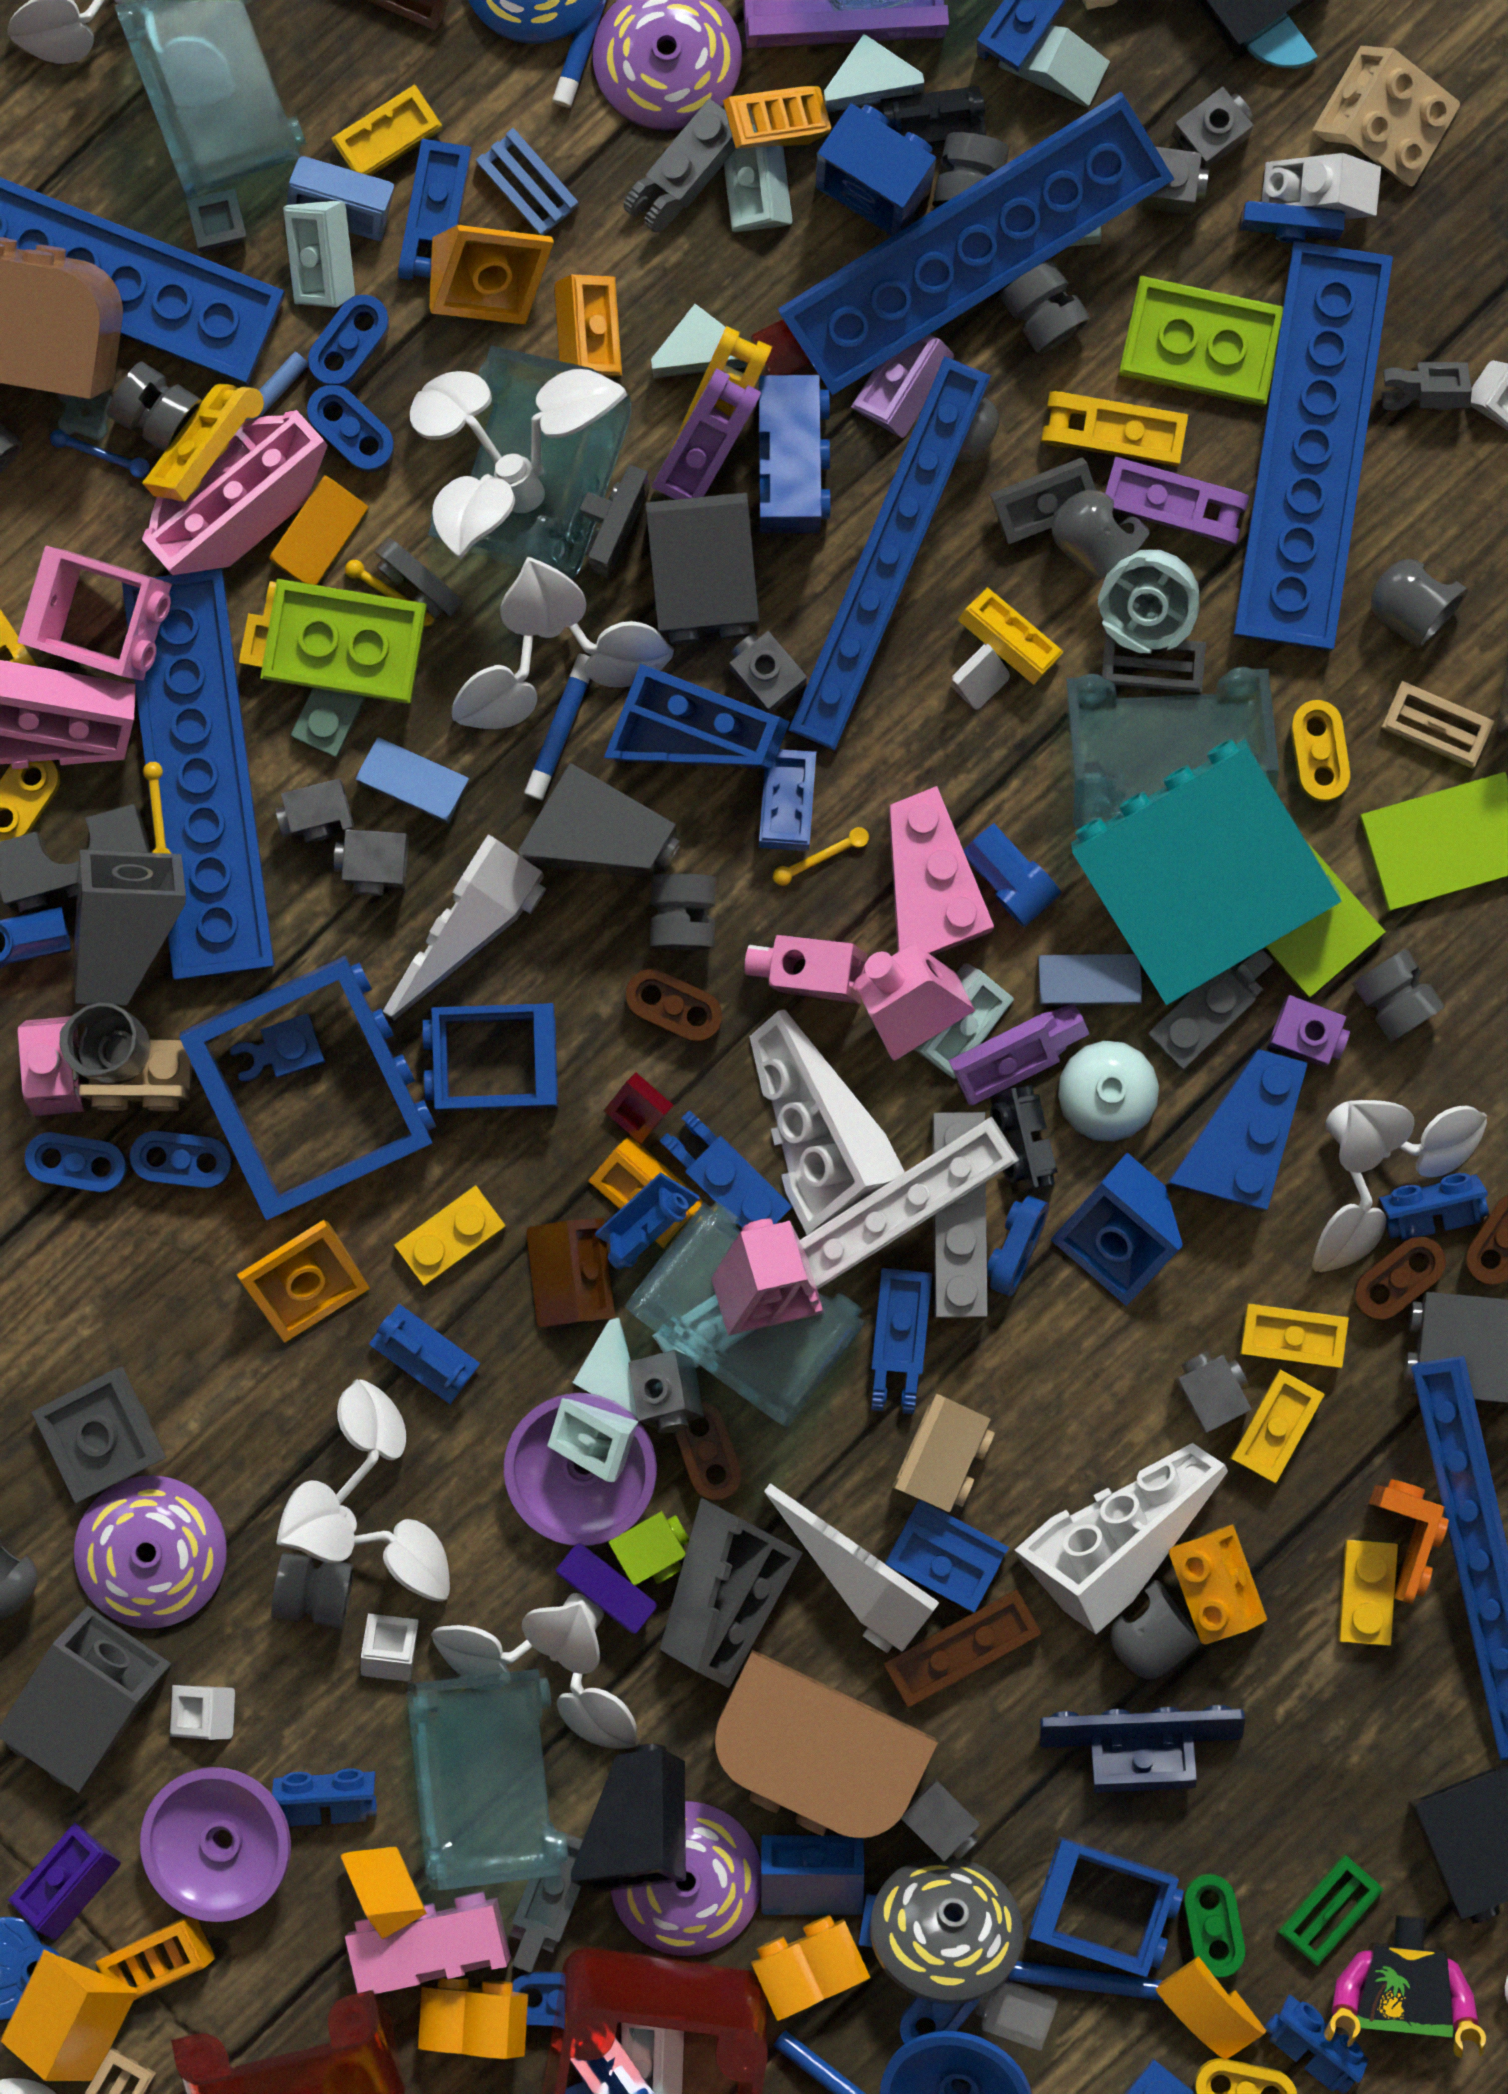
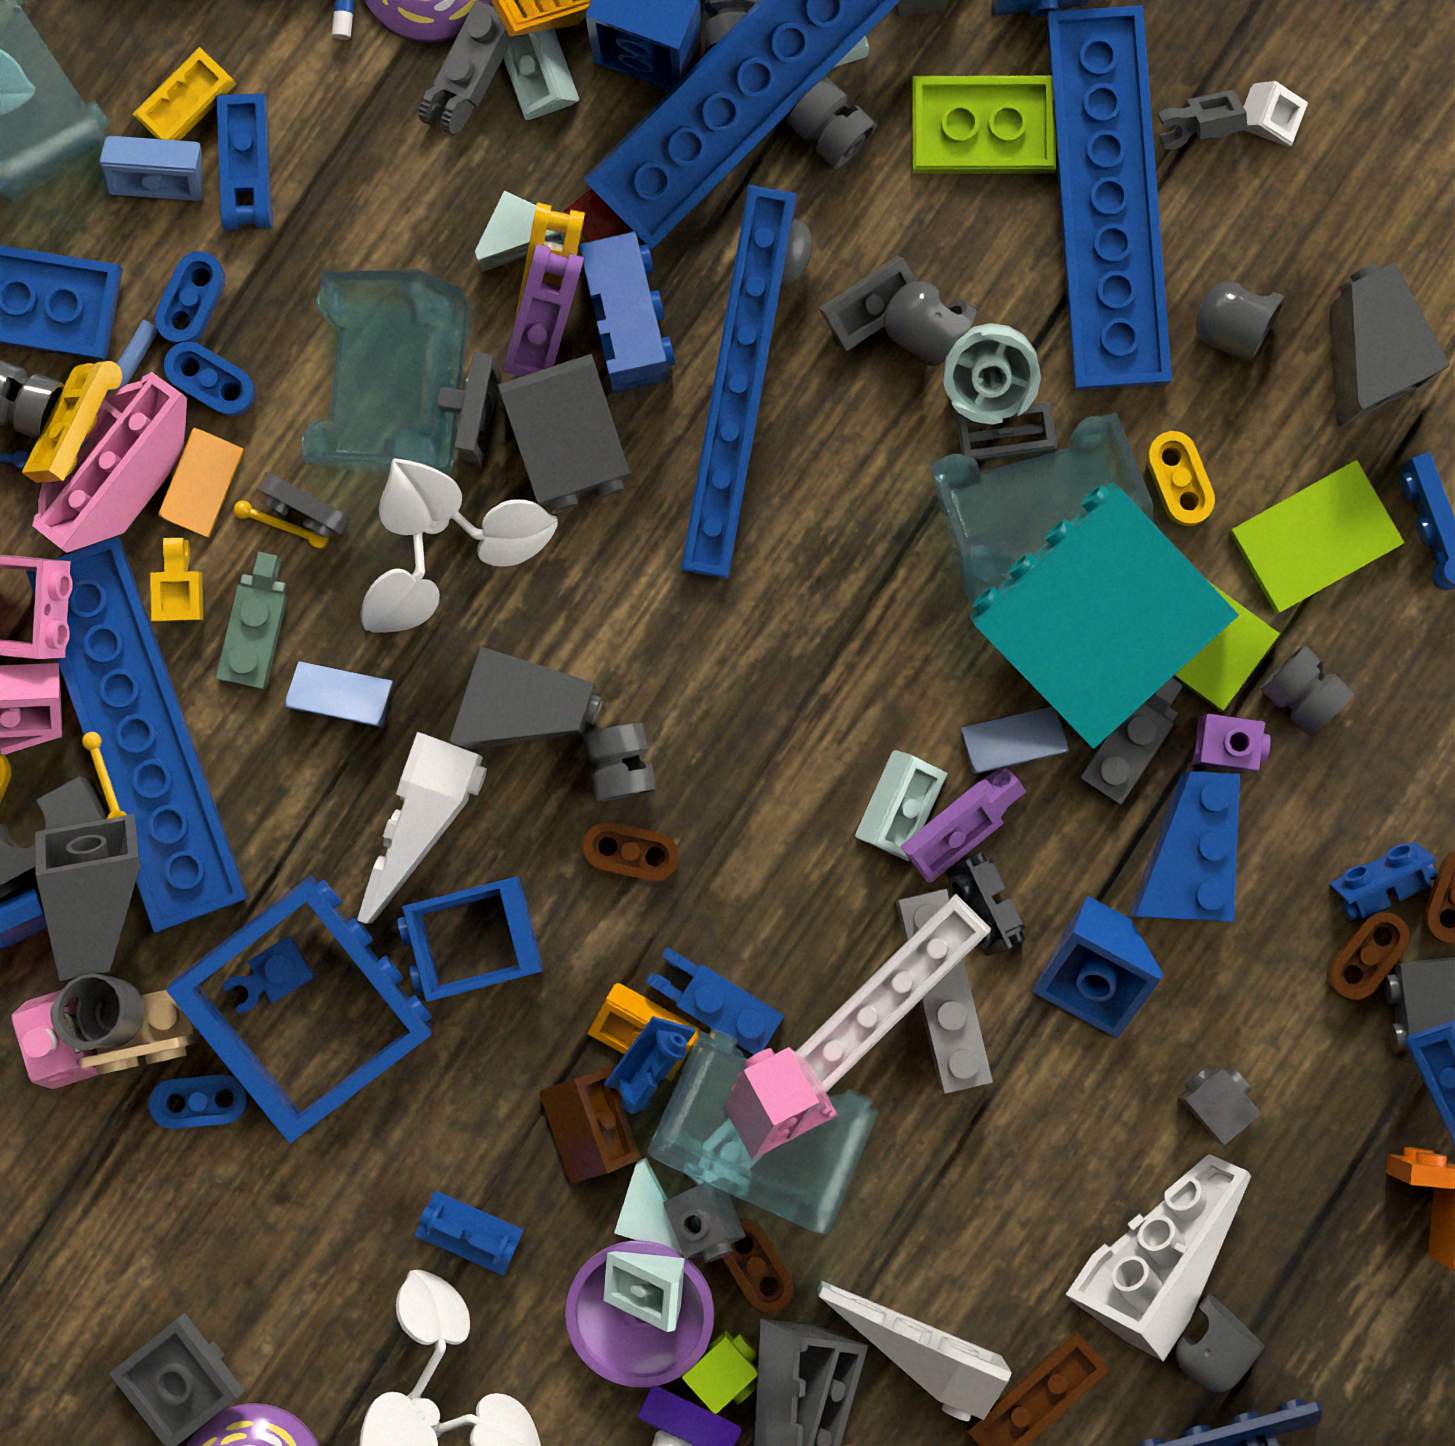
camera: 10 degrees left, 0 degrees up
(76, 1162) = (102, 1126): blue plate -> none
(217, 220) = (43, 213): dark grey plate -> none
(304, 1280) = (339, 1190): light orange slope -> none
(315, 811) = (254, 744): flat silver brick -> none
(319, 253) = (144, 222): light aqua slope -> none
(344, 641) = (244, 579): lime tile -> none
(372, 860) = (318, 778): flat silver brick -> none
(450, 1235) = (468, 1115): yellow plate -> none
(474, 508) = (332, 424): white plant -> none
(486, 273) = (303, 204): light orange slope -> none
(499, 150) = (293, 92): medium blue tile -> none
(559, 730) = (466, 617): blue bar -> none
(588, 323) = (411, 231): light orange slope -> none
(638, 1107) = (618, 955): dark red plate -> none
(690, 725) = (589, 585): blue wedge -> none
(766, 671) = (647, 518): flat silver brick -> none
(788, 801) = (694, 635): plate -> none
(826, 1134) = (803, 943): white wedge -> none
(827, 972) = (770, 788): bright pink torso -> none
(857, 838) = (767, 656): yellow hinge -> none
(900, 1333) = (912, 1113): blue hinge -> none
(901, 385) = (714, 227): lavender slope -> none
(911, 997) = (852, 796): bright pink torso -> none
(932, 879) = (846, 679): bright pink wedge -> none
(943, 1453) = (978, 1221): tan slope -> none
(946, 1555) = (1003, 1314): blue plate -> none
(980, 677) = (848, 480): white slope -> none
(1010, 635) = (867, 435): yellow plate -> none
(1019, 884) = (929, 665): blue piece -> none
(1025, 1226) = (1006, 984): blue plate -> none
(1108, 1091) = (1055, 840): light aqua cylinder -> none
(1116, 428) = (922, 222): yellow plate -> none
(1175, 500) = (993, 276): medium lavender plate -> none
(1217, 1585) = (1266, 1286): light orange bracket -> none
(1277, 1426) = (1286, 1121): yellow plate -> none
(1294, 1335) = (1282, 1032): yellow plate -> none
(1367, 1135) = (1314, 840): white plant -> none
(1367, 1592) = (1406, 1258): yellow plate -> none
(1431, 743) = (1241, 424): tan tile -> none

